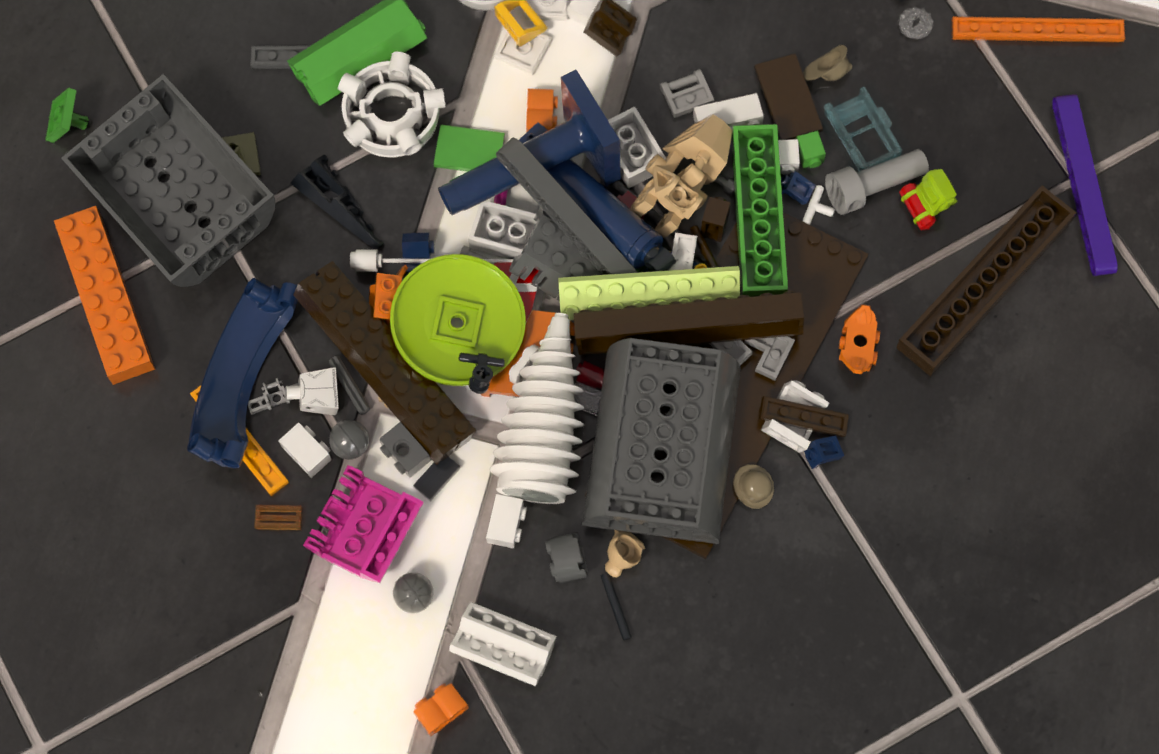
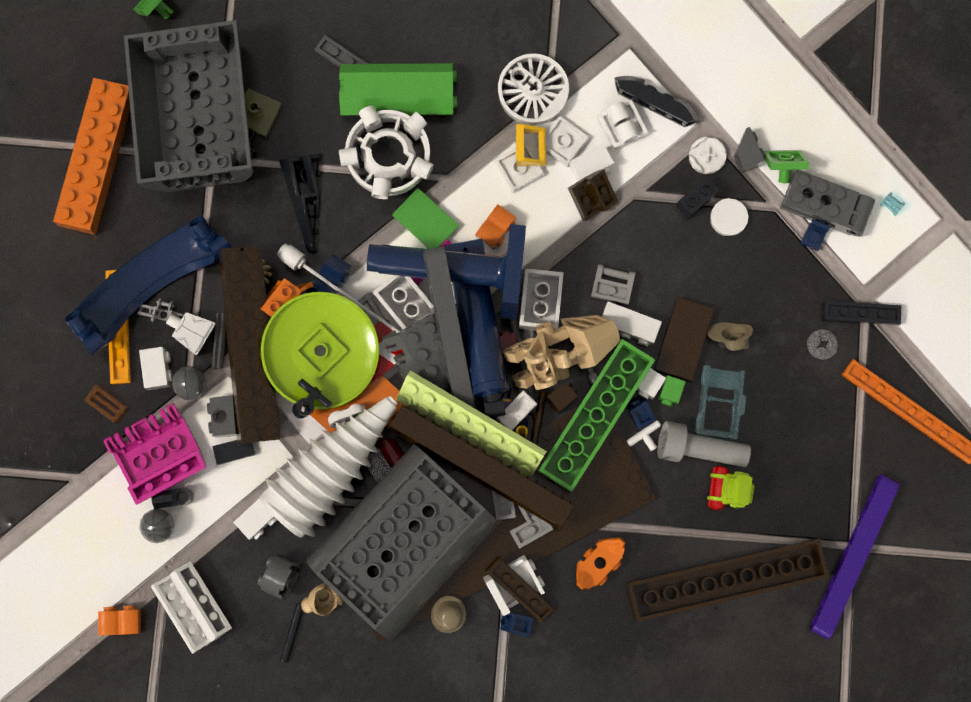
camera: 30 degrees right, 10 degrees up
(406, 561) = (170, 498): none -> black piece

